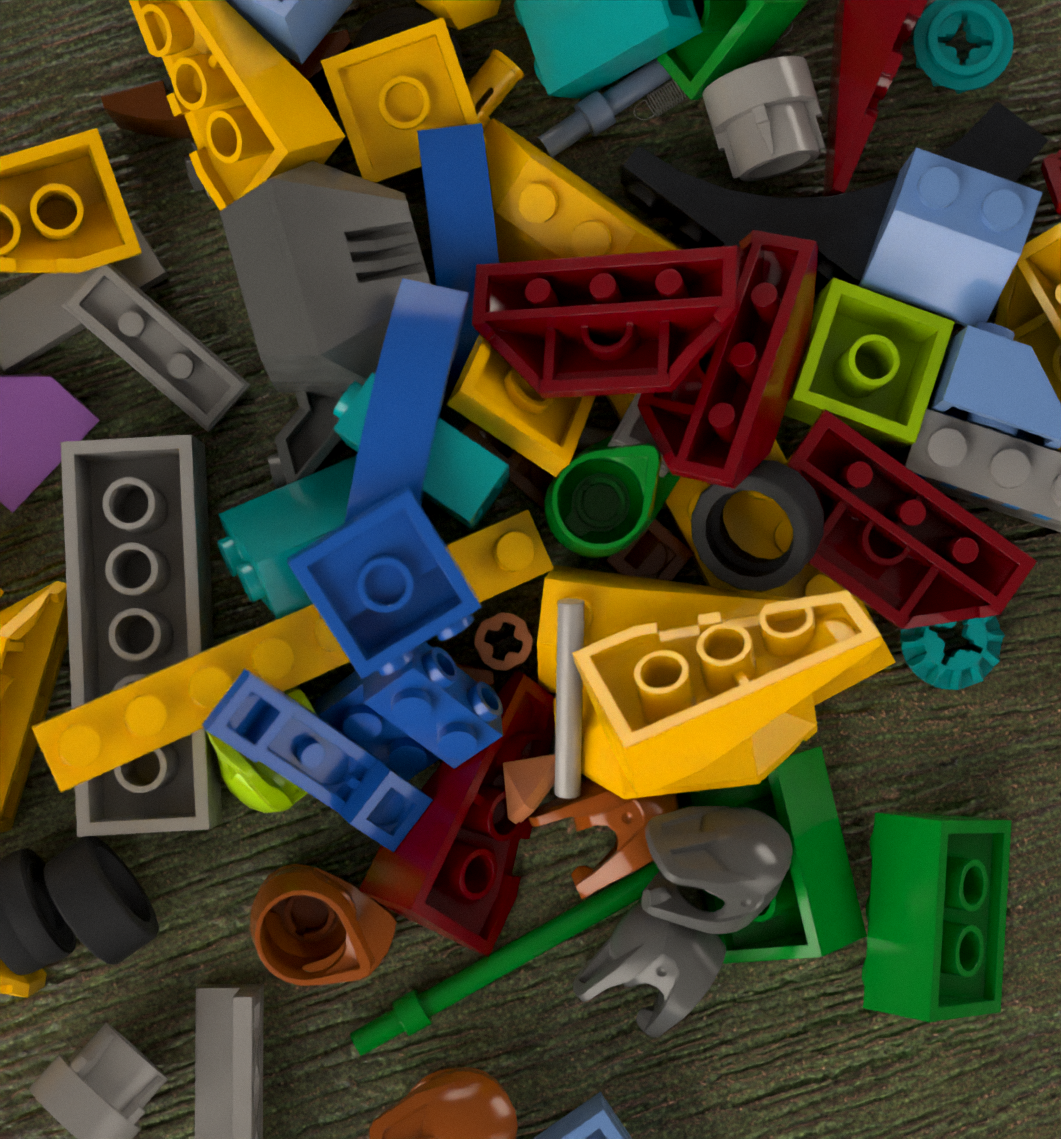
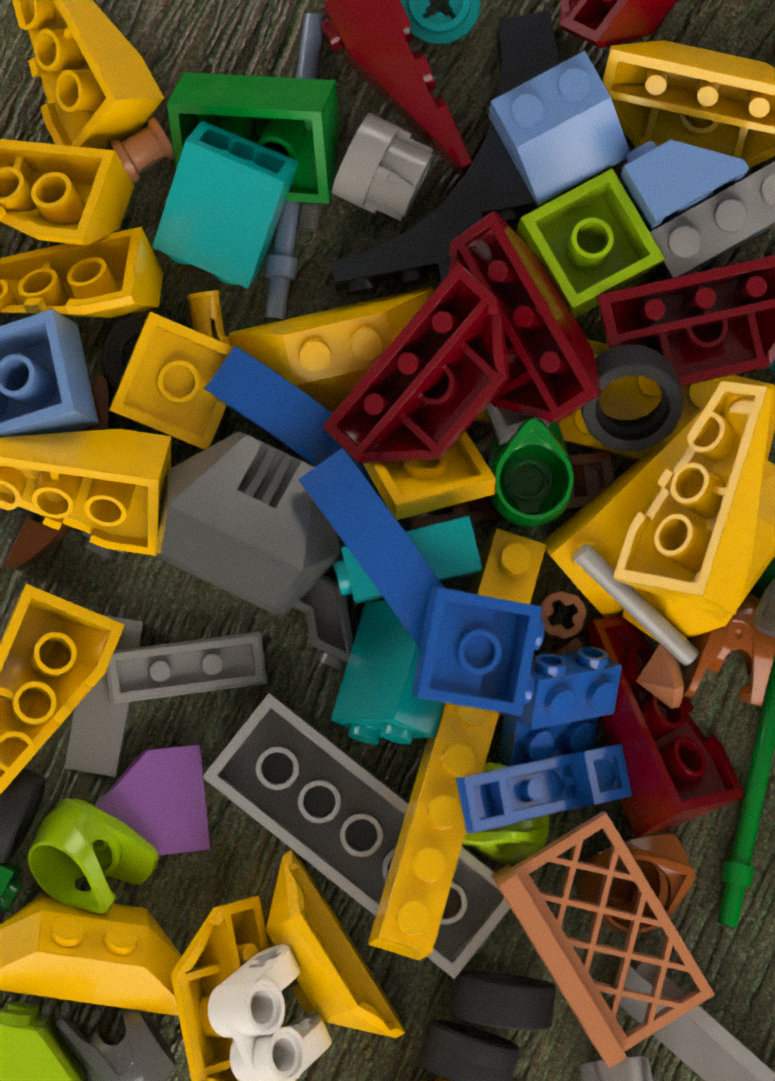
camera: 50 degrees left, 0 degrees up
(174, 929) = (562, 960): none -> nougat fence

